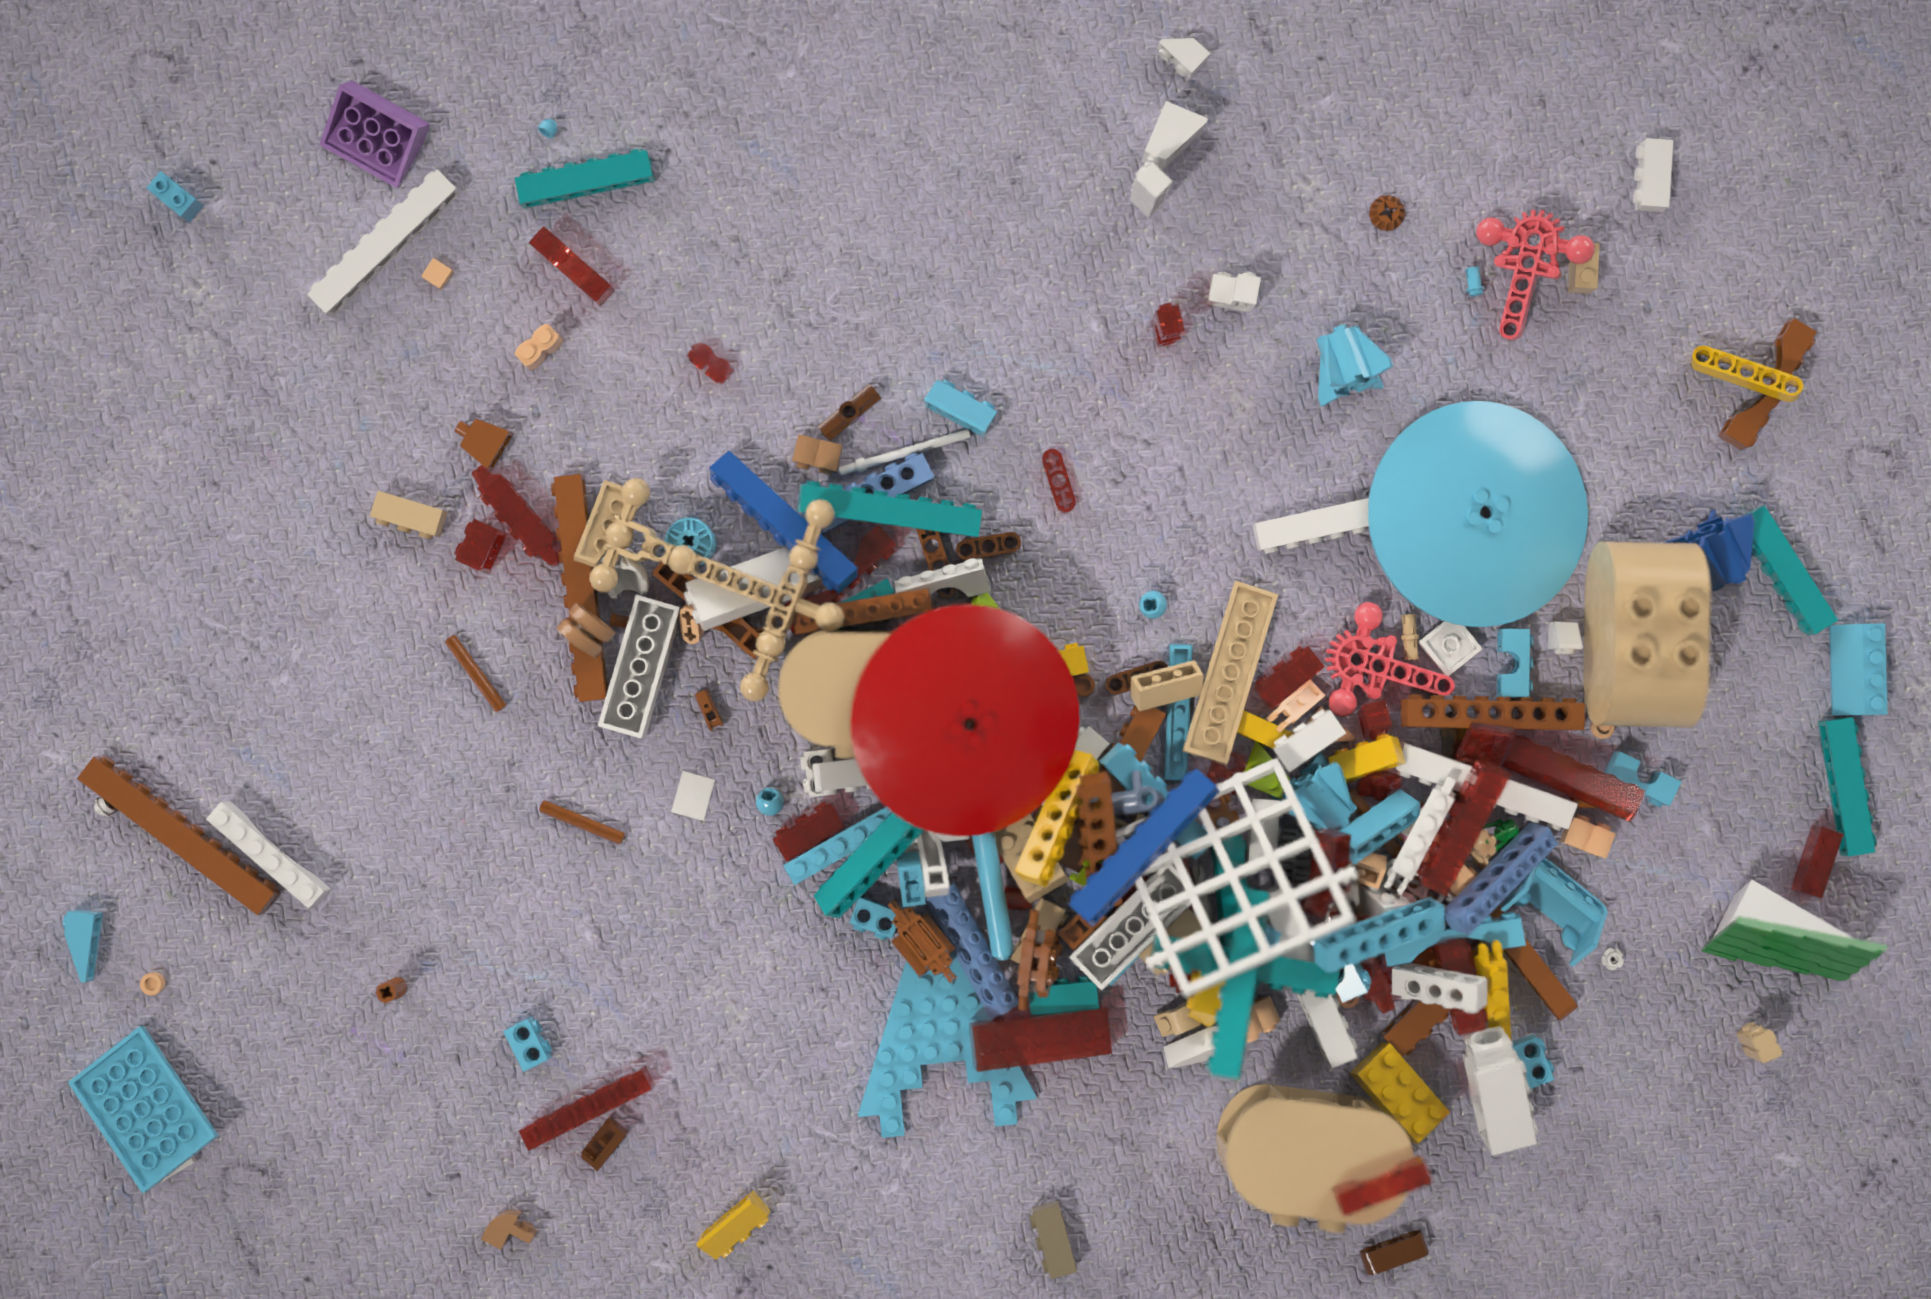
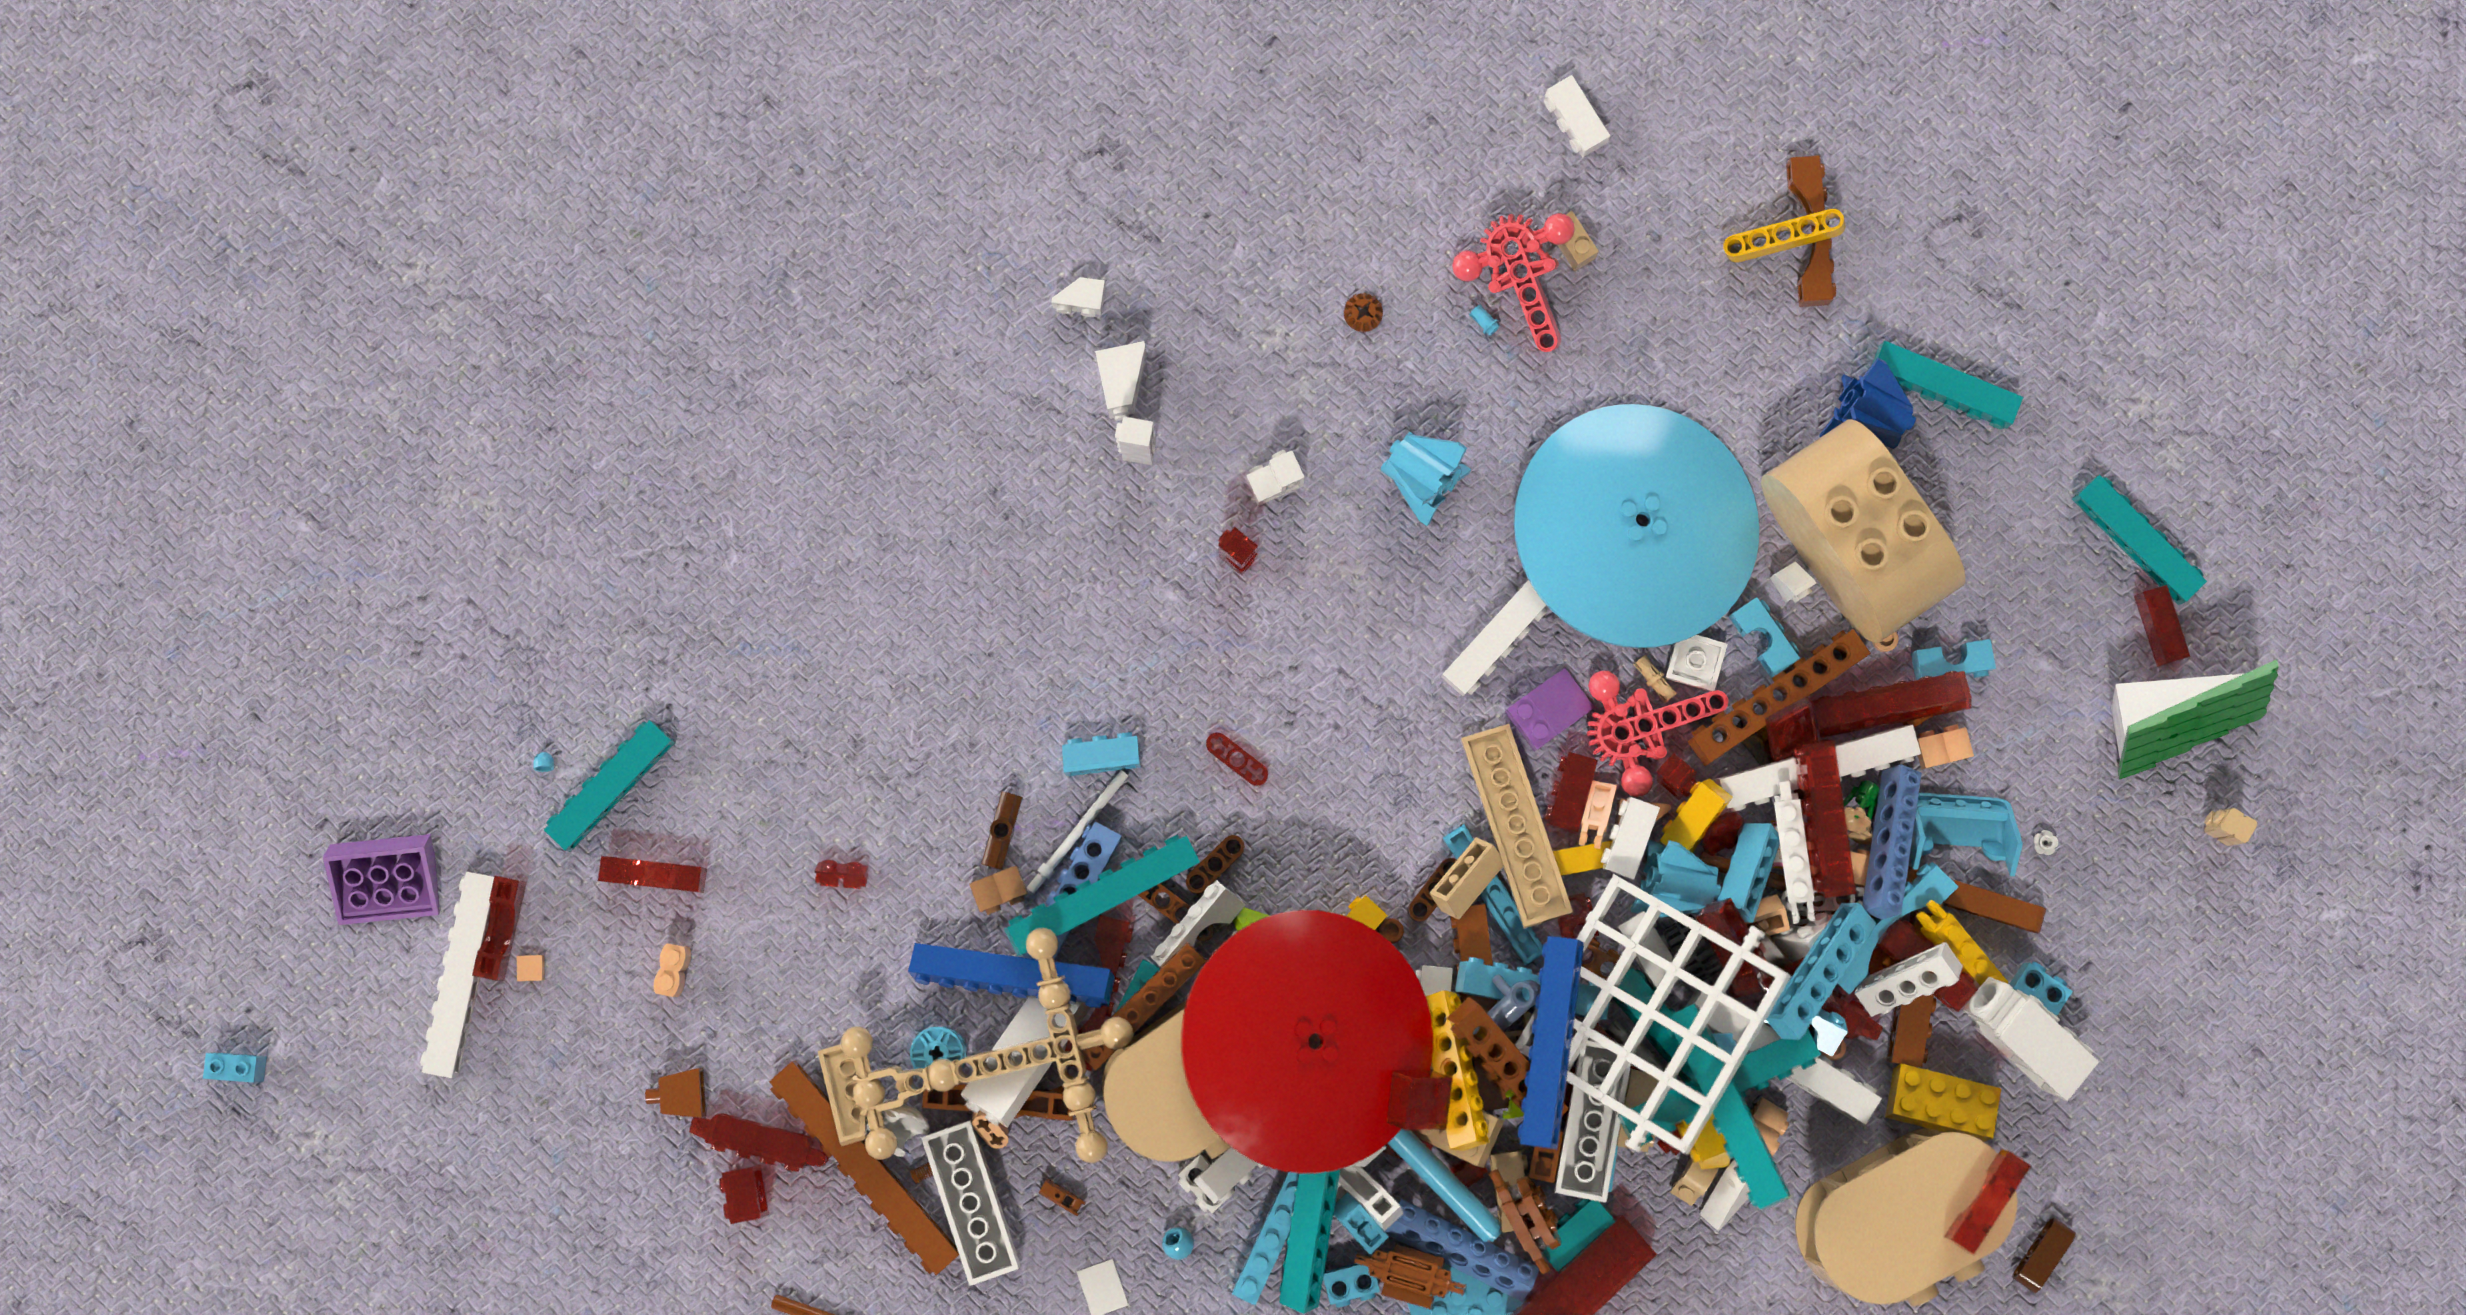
camera: 35 degrees left, 5 degrees down
(408, 515) = (656, 1213): tan brick -> none
(421, 242) = (505, 907): none -> clear red arch
(583, 633) = (898, 1204): medium nougat wheel -> none
(808, 830) = (1232, 1245): clear red brick -> none
(1017, 821) = (1419, 1100): none -> clear red brick
(1153, 604) = (1402, 812): medium azure piece -> none
(1269, 784) = (1623, 902): lime wing -> none
(1315, 605) = (1549, 709): none -> medium lavender slope
(1858, 669) = (2073, 428): medium azure slope -> none

